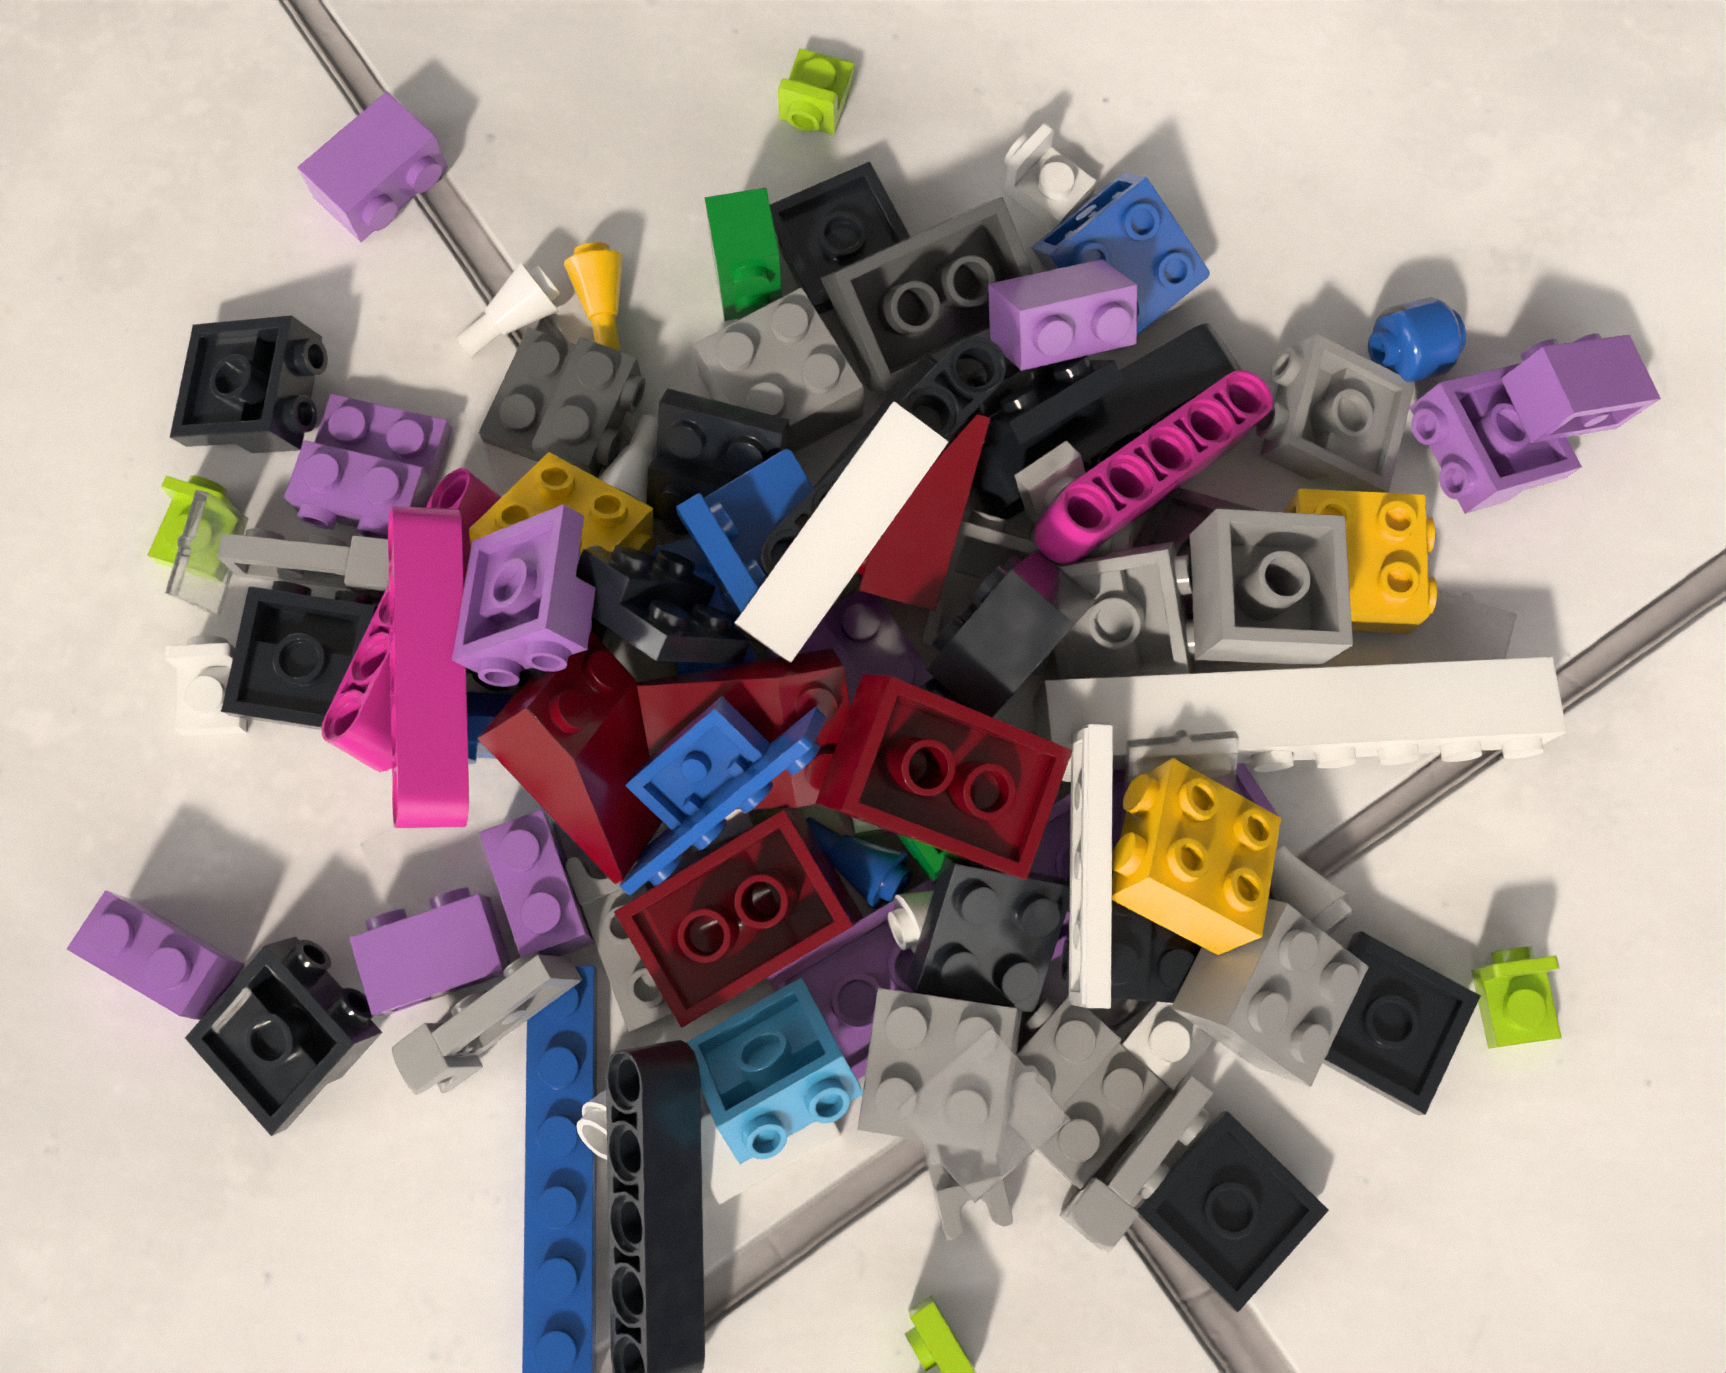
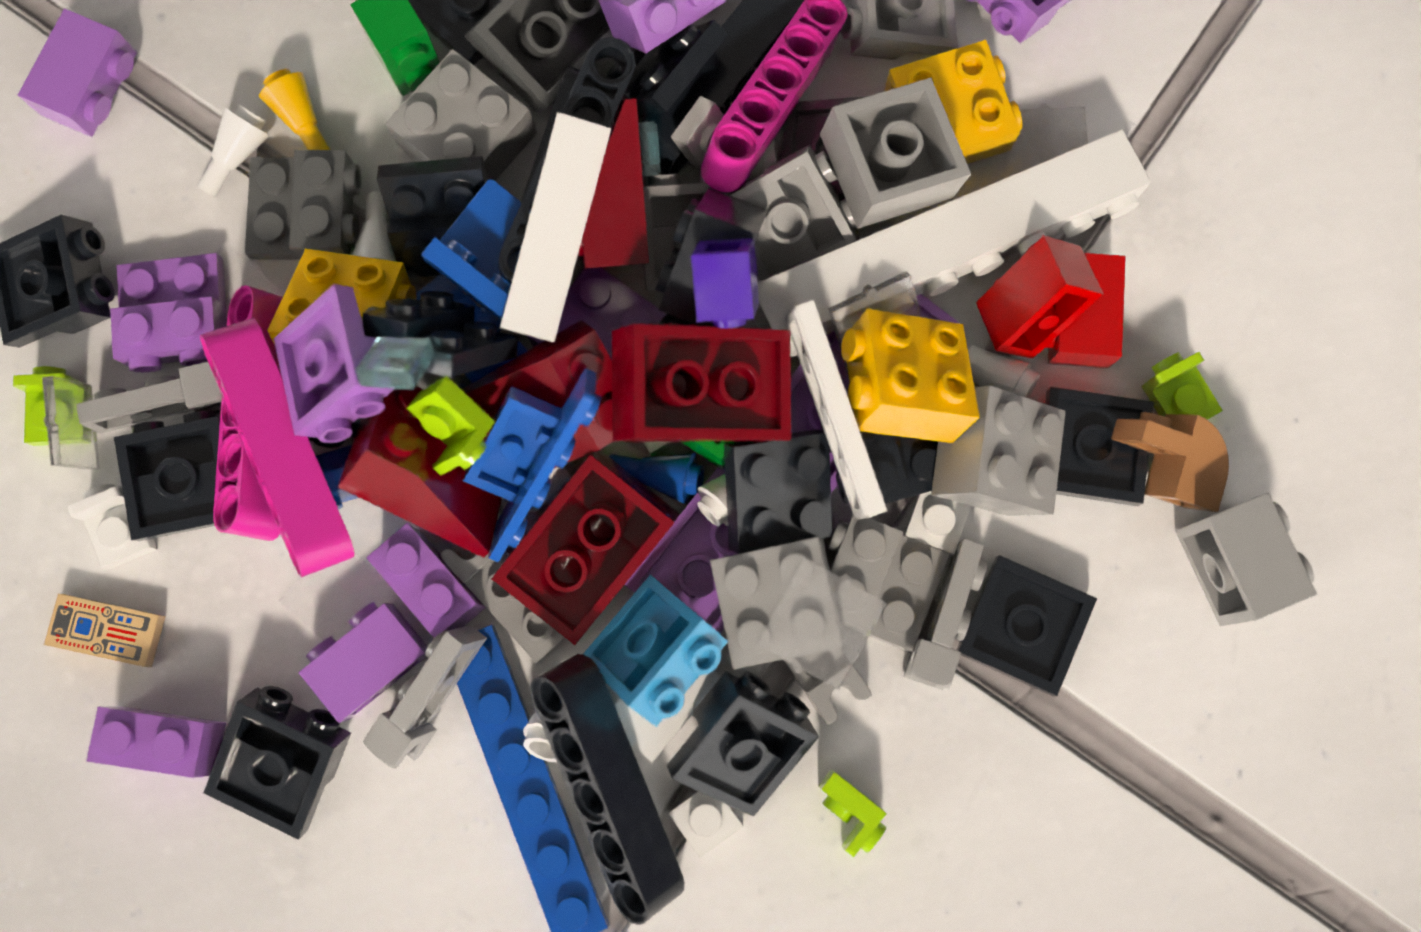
camera: 15 degrees left, 5 degrees up
(150, 804) = (104, 630): none -> tan tile
(598, 620) = (395, 362): none -> clear light blue tile
(642, 712) = (453, 419): none -> lime bracket
(758, 1299) = (705, 822): none -> white plate
(837, 1223) = (743, 742): none -> black plate
(985, 480) = (649, 148): none -> clear light blue tile
(1016, 666) = (725, 281): none -> dark purple brick
(1383, 819) = (1038, 297): none -> red brick
(1434, 854) = (1096, 334): none -> red brick
(1500, 1077) = (1188, 458): none -> medium nougat brick
(1530, 1235) = (1247, 561): none -> light grey brick

